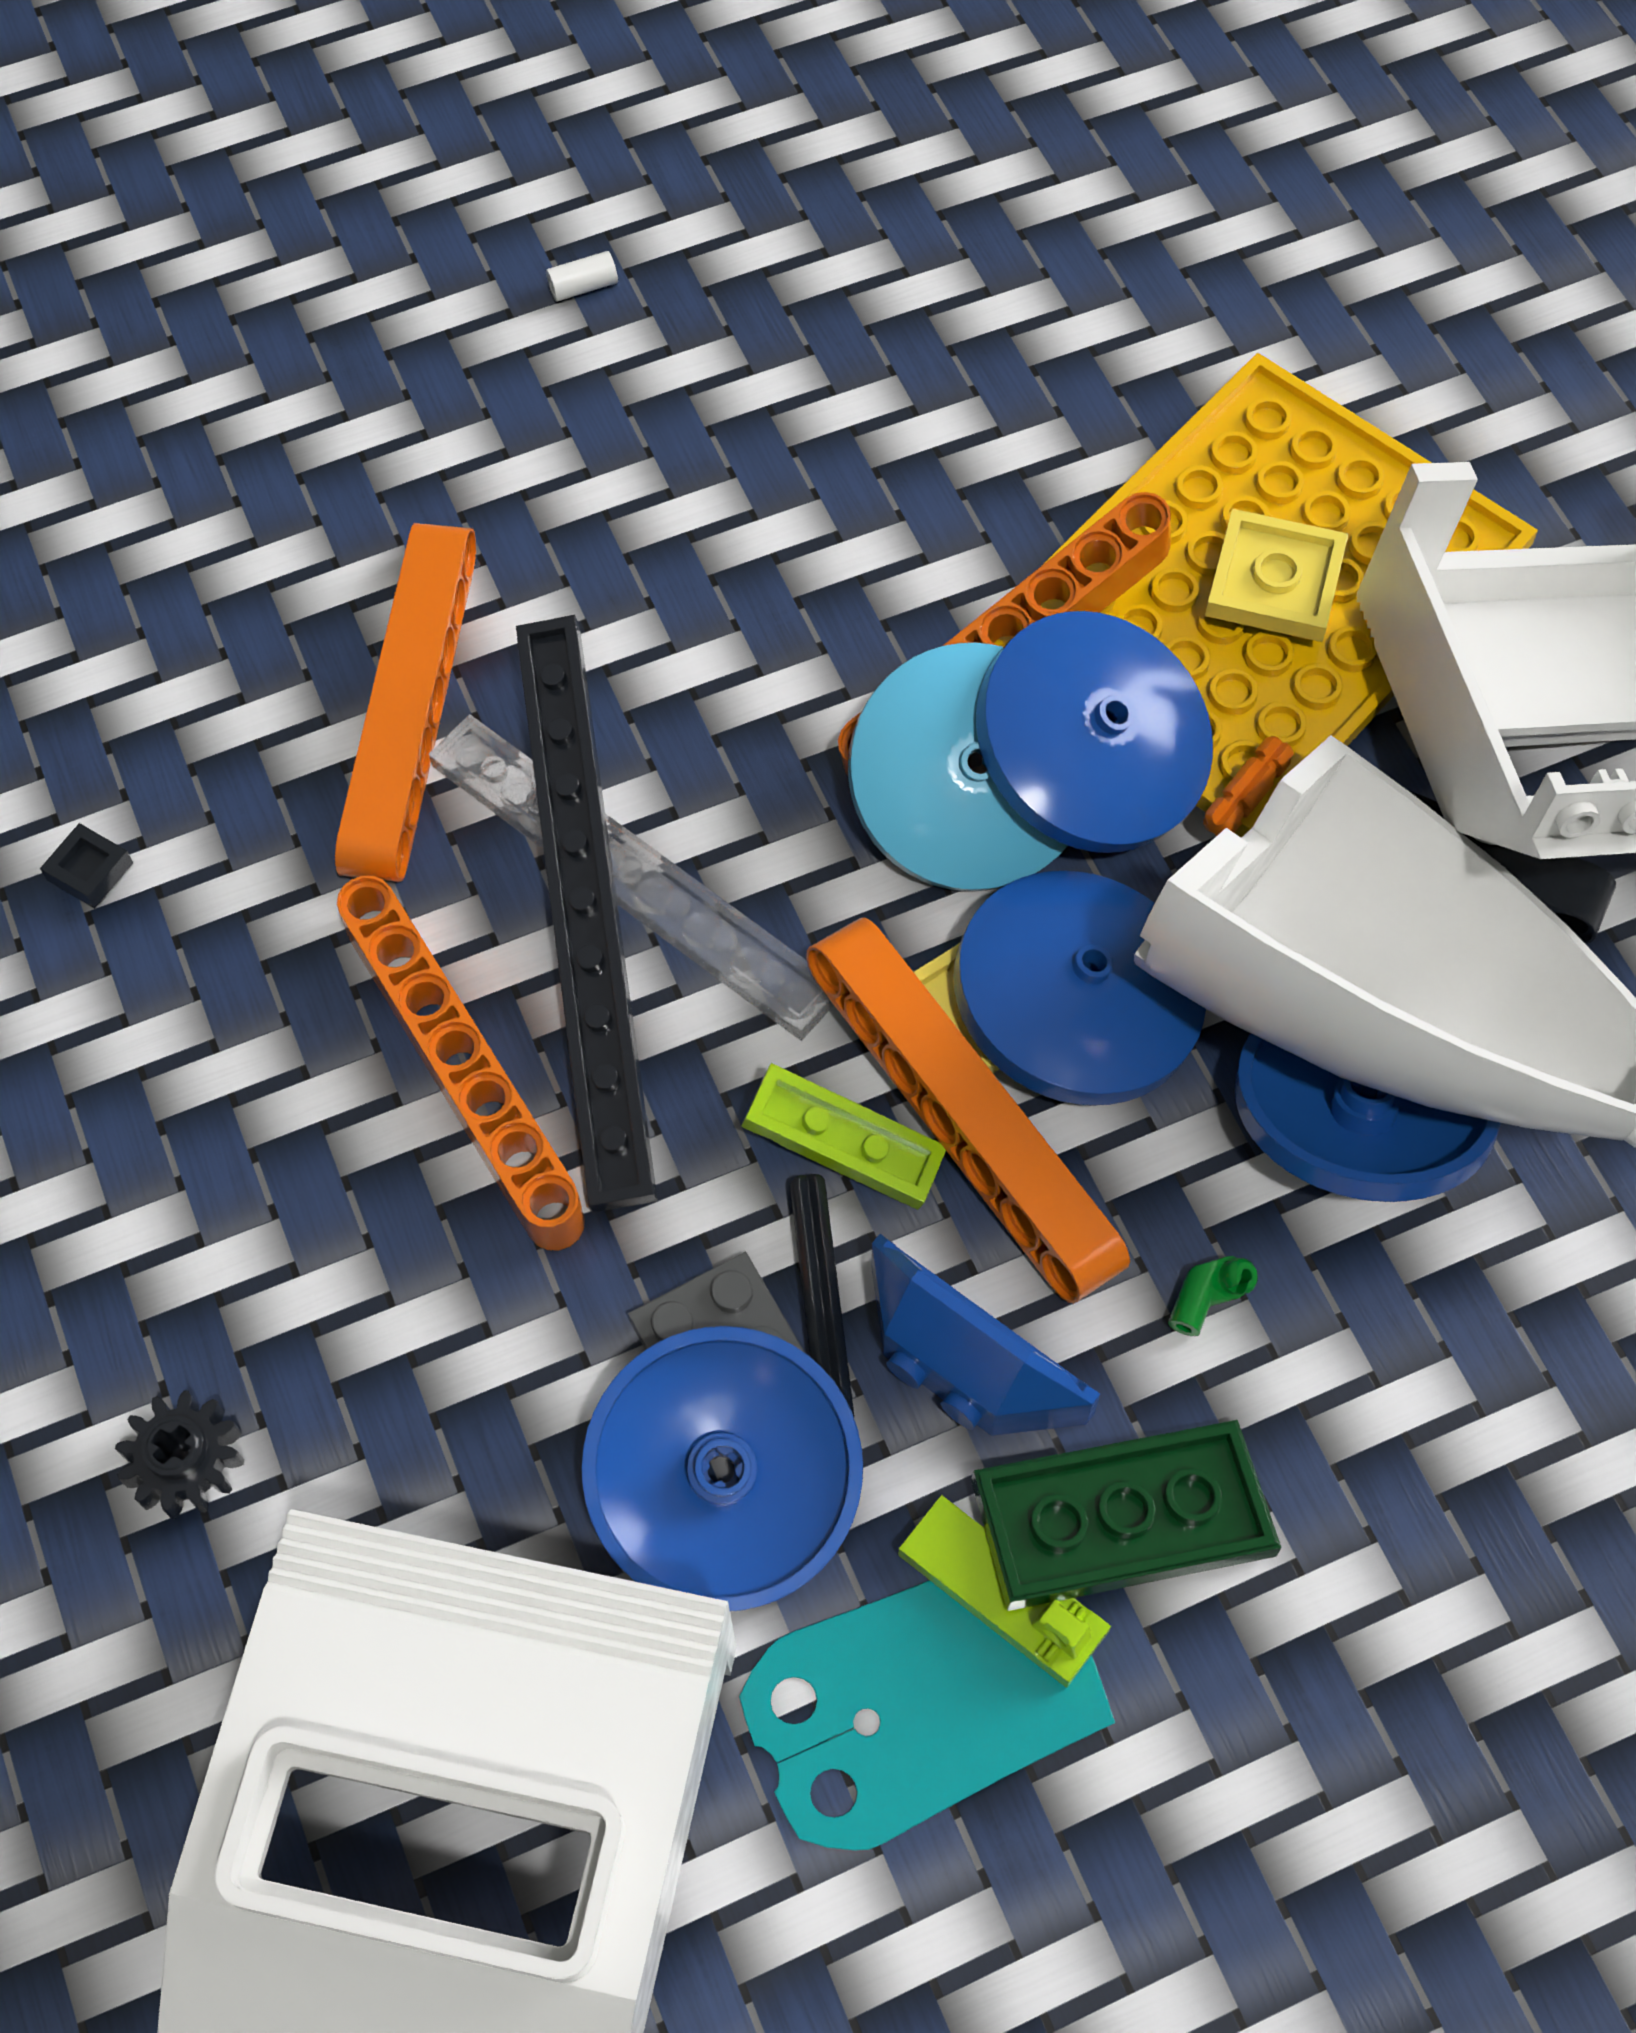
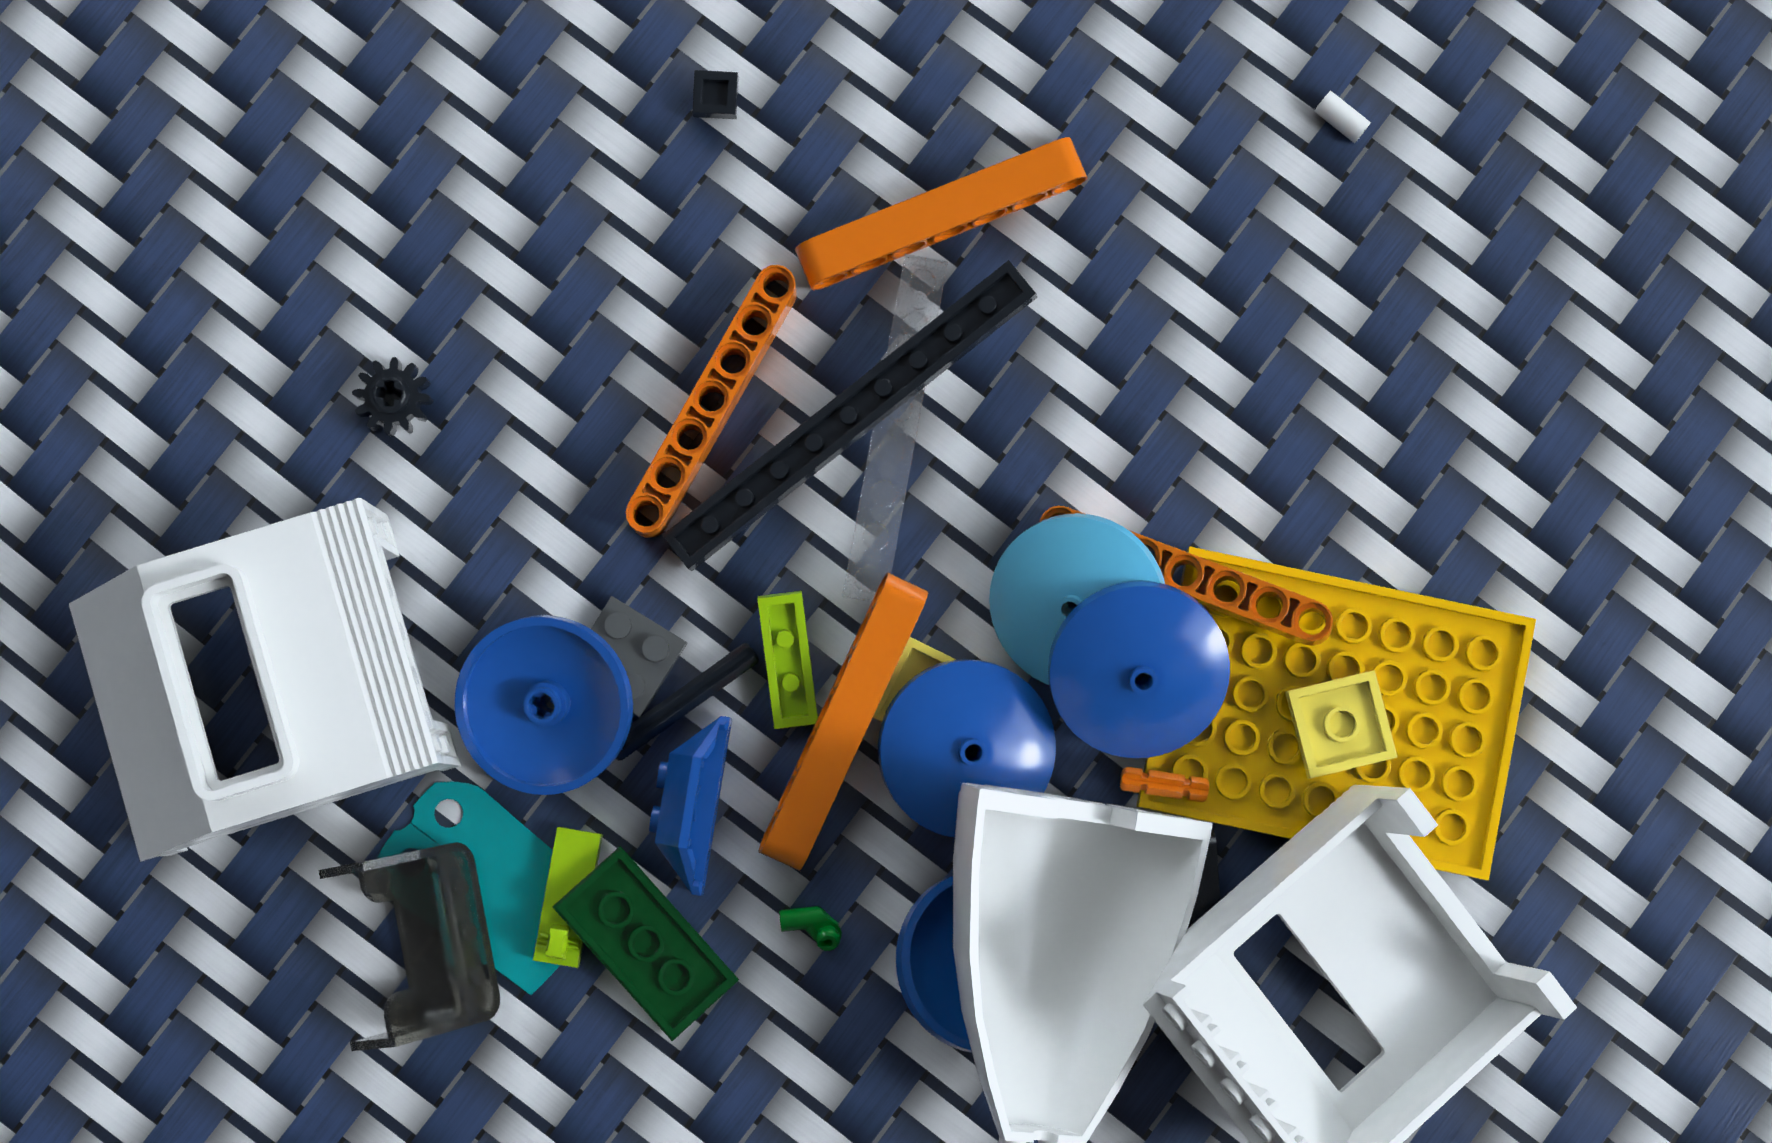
camera: 55 degrees right, 20 degrees up
(971, 1806) = (440, 939): none -> clear smoke windscreen

